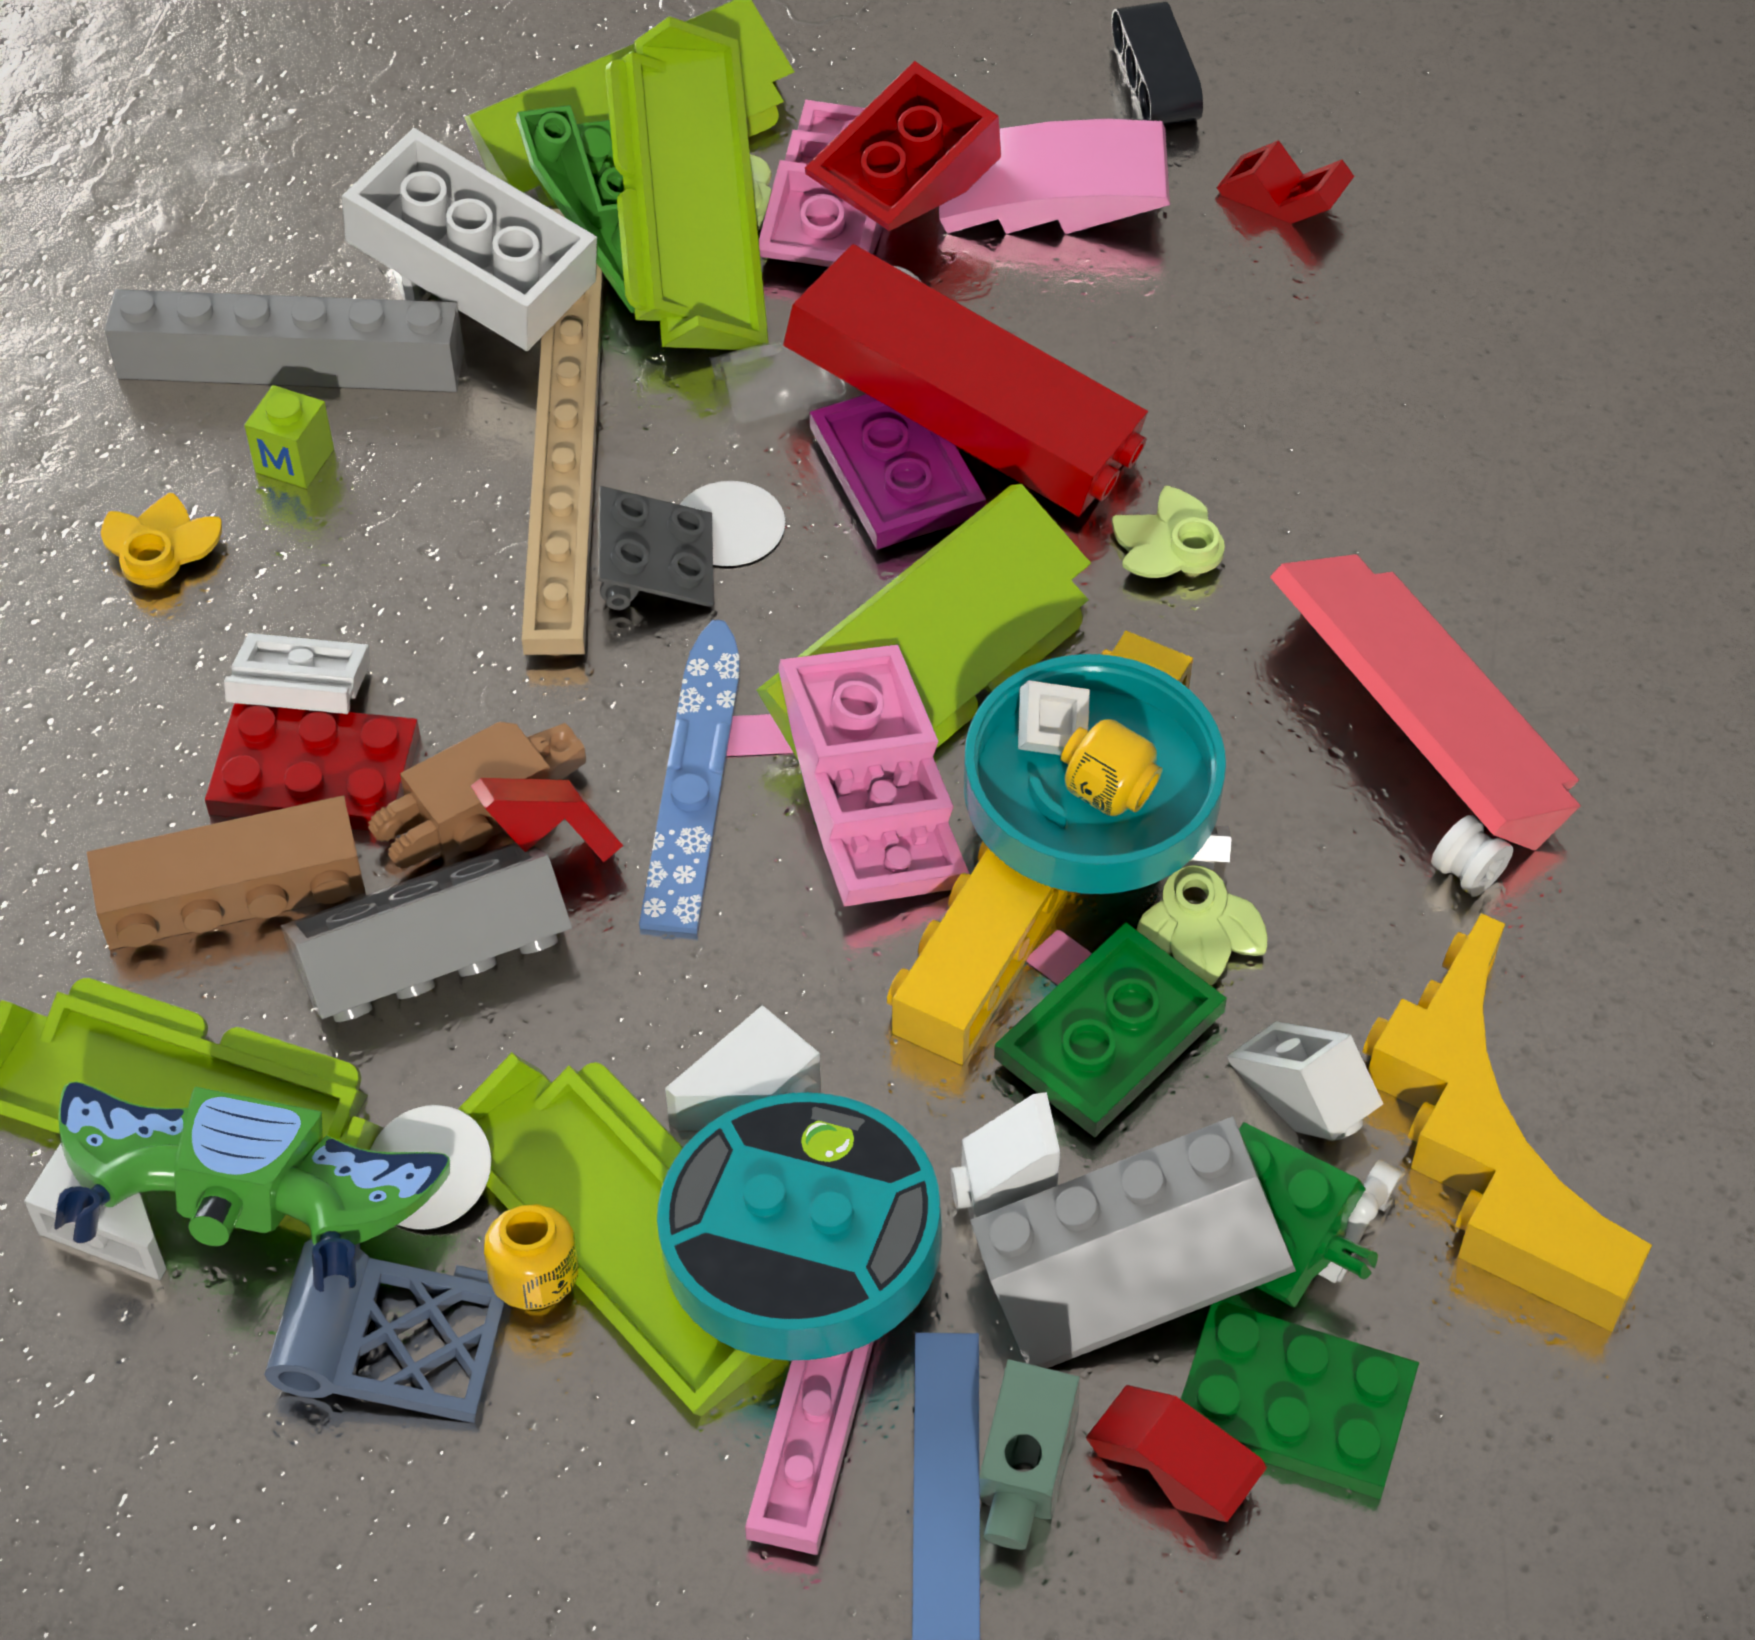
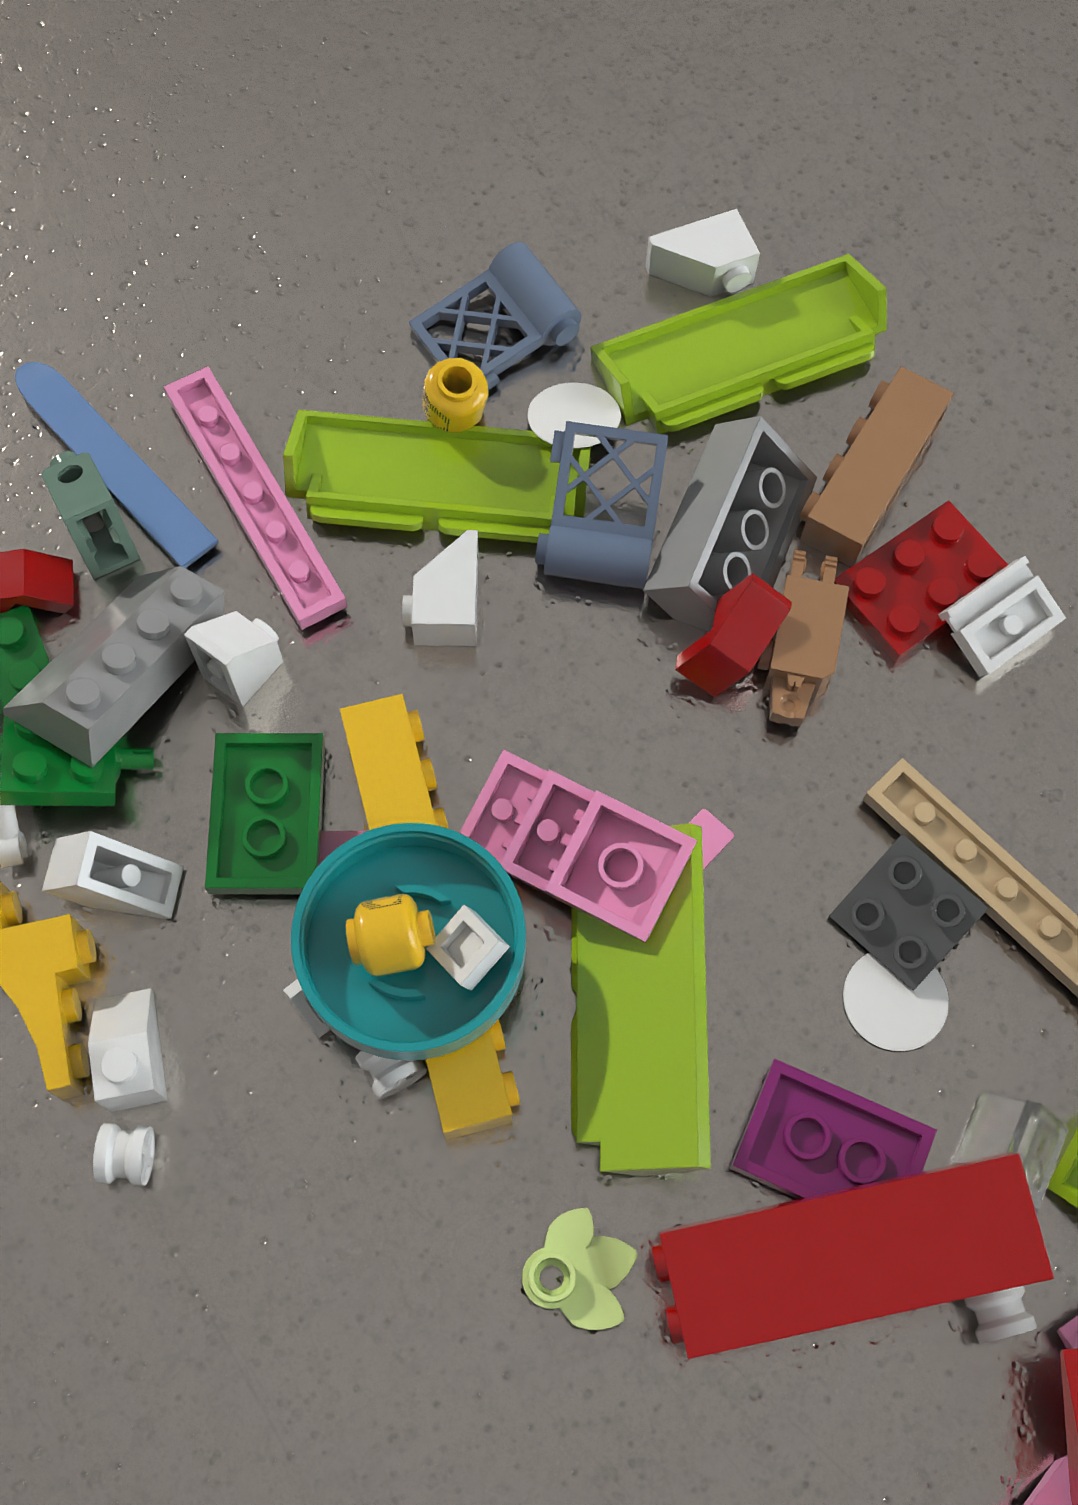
camera: 135 degrees right, 15 degrees up
(239, 1168) = (648, 301): torso -> none
(554, 999) = (598, 548): none -> sand blue piece
(692, 784) = (700, 778): medium blue piece -> none
(800, 1226) = (319, 515): piece -> none
(1204, 932) = (264, 940): yellowish green plate -> none
(1406, 928) = (126, 1052): none -> white slope
(1435, 695) = (254, 1273): coral slope -> none

